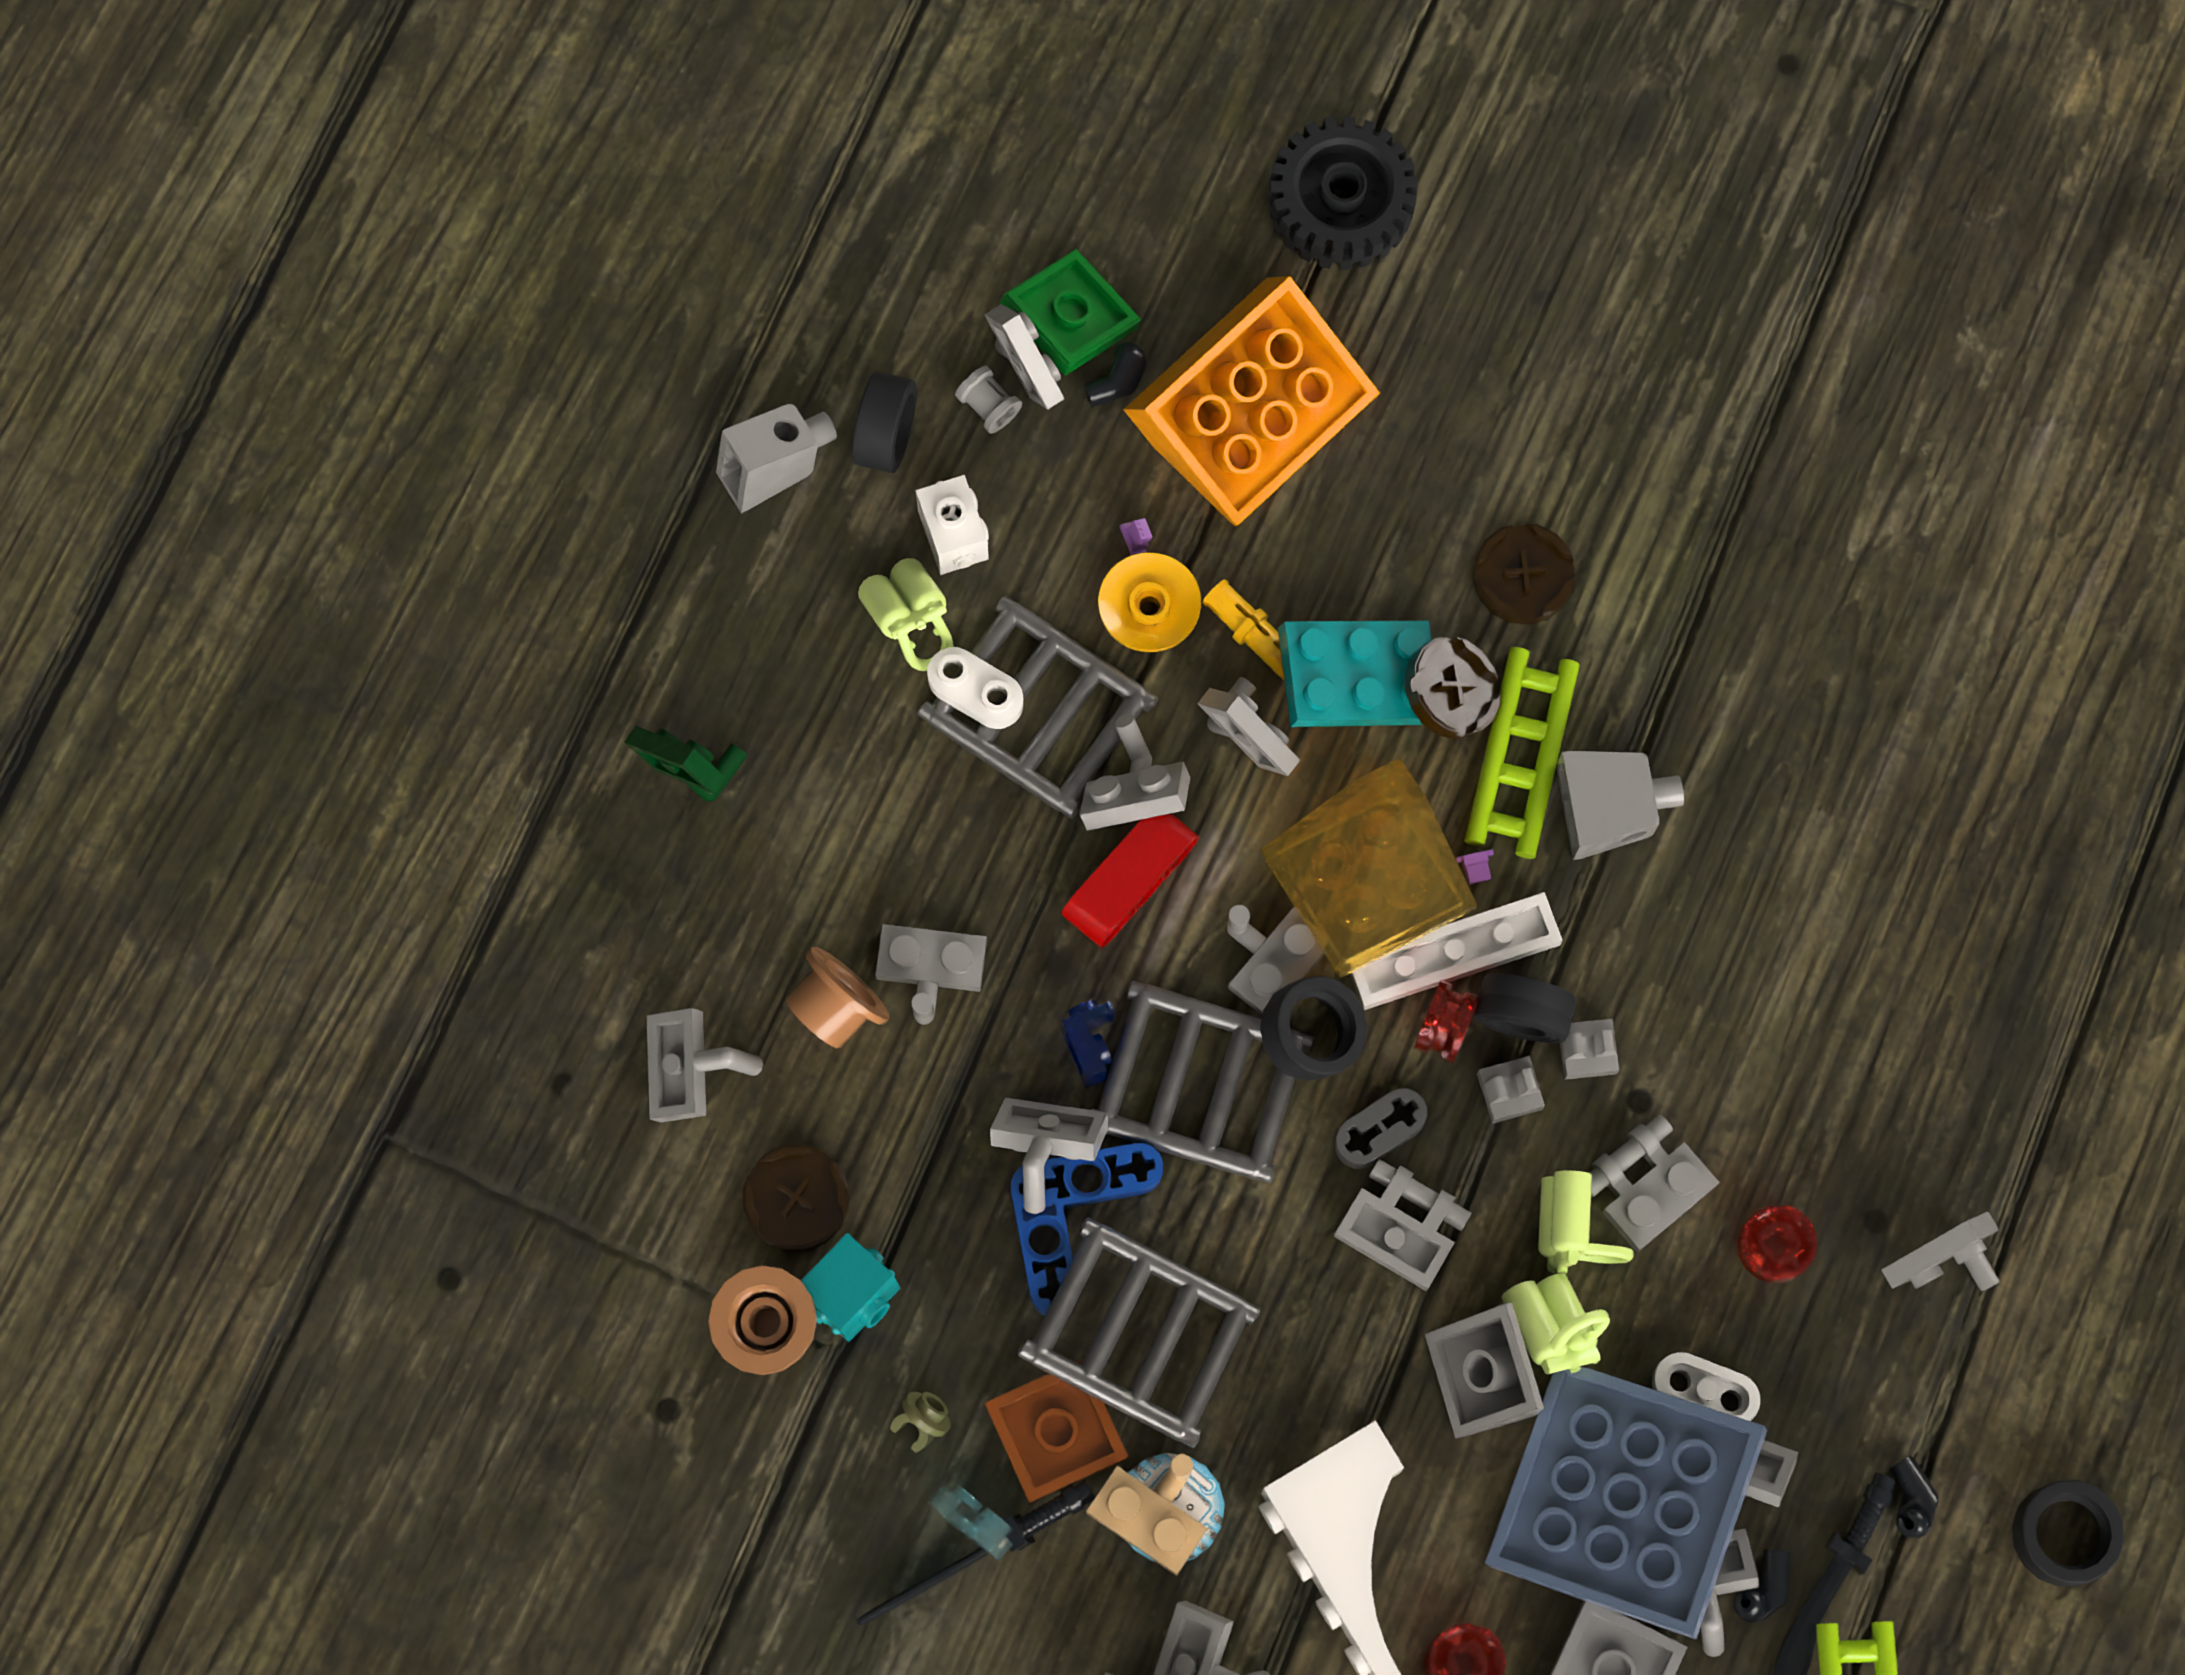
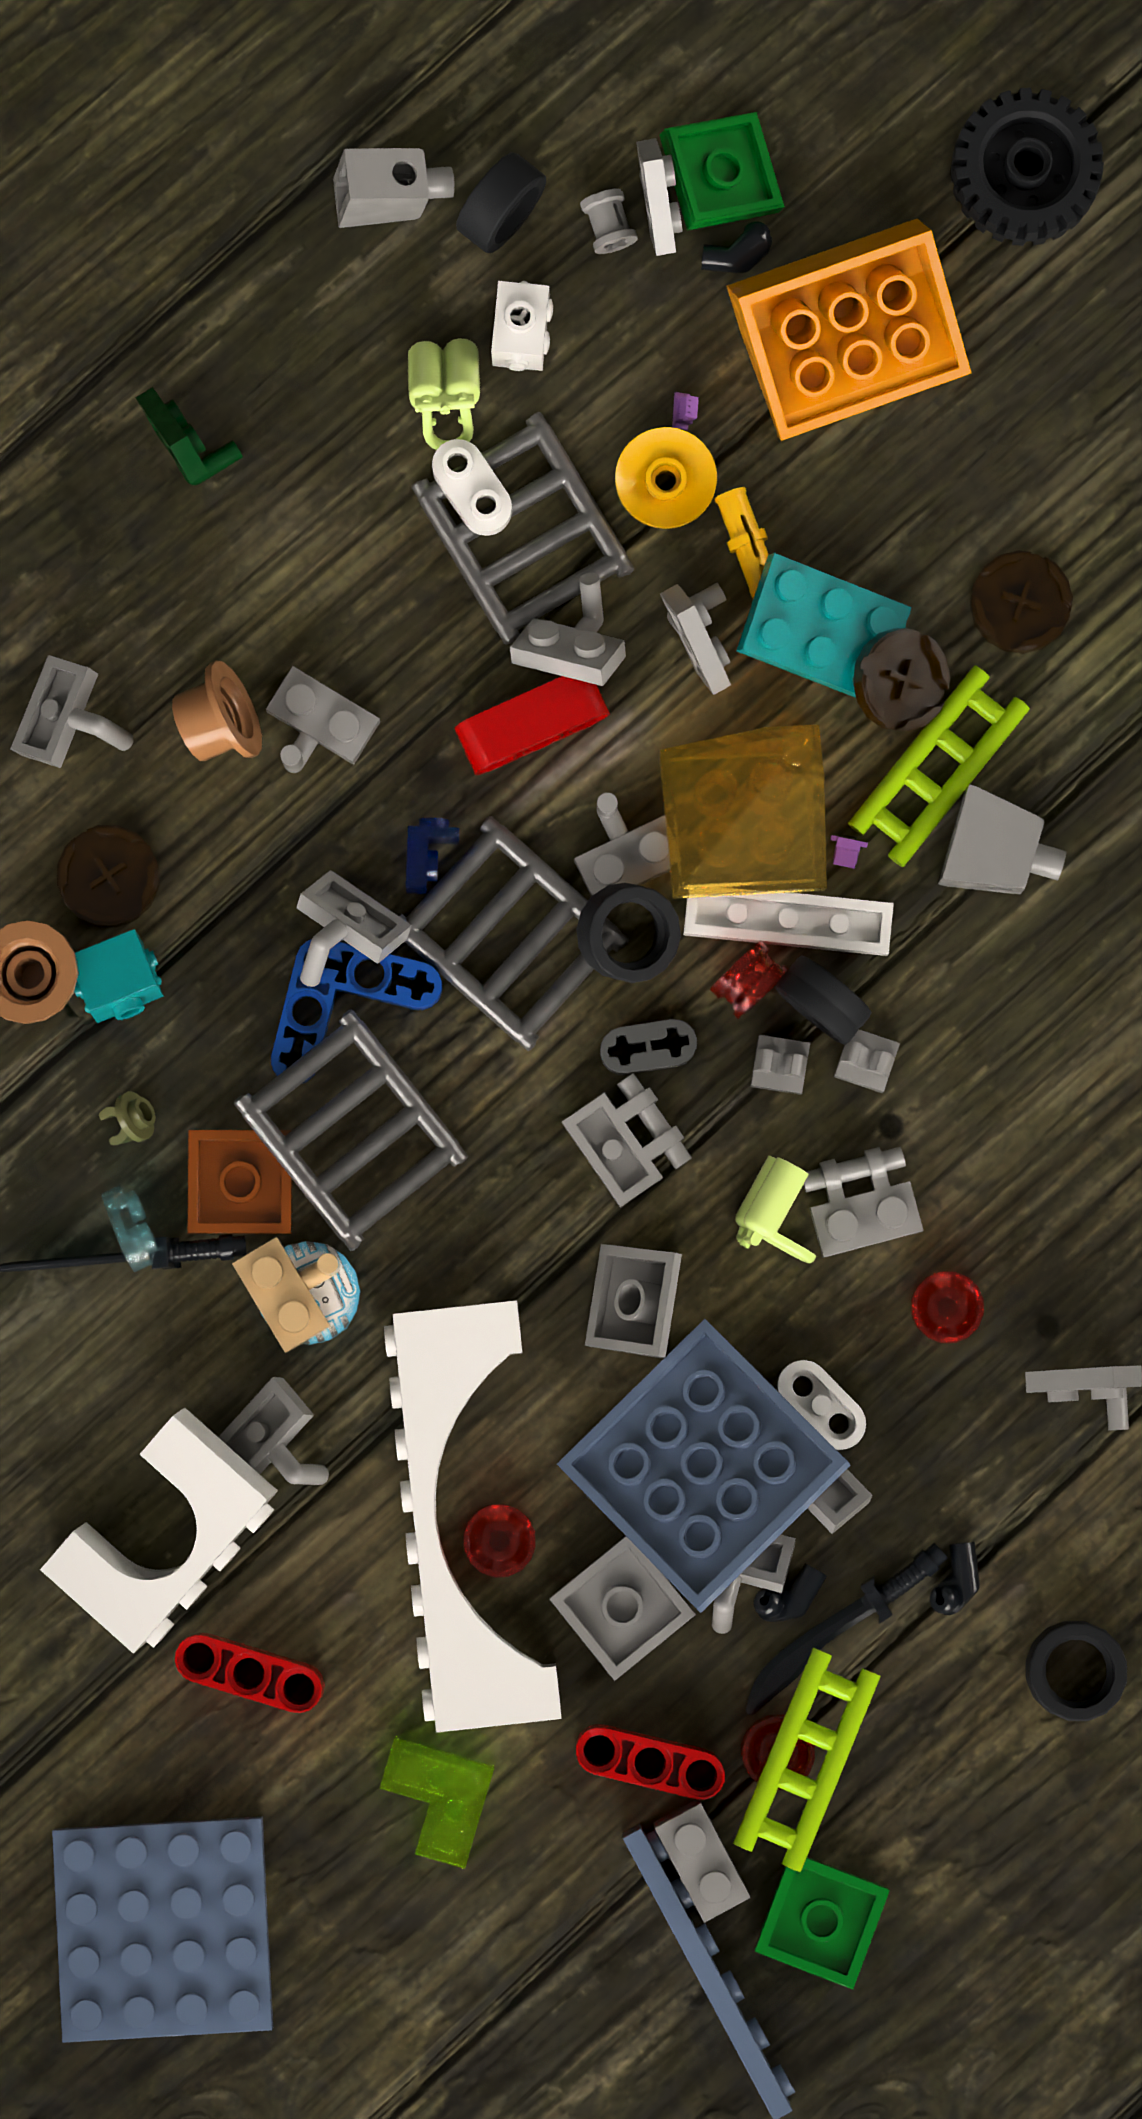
camera: 25 degrees right, 10 degrees up
(1555, 1324) = (714, 1288): yellowish green piece -> none

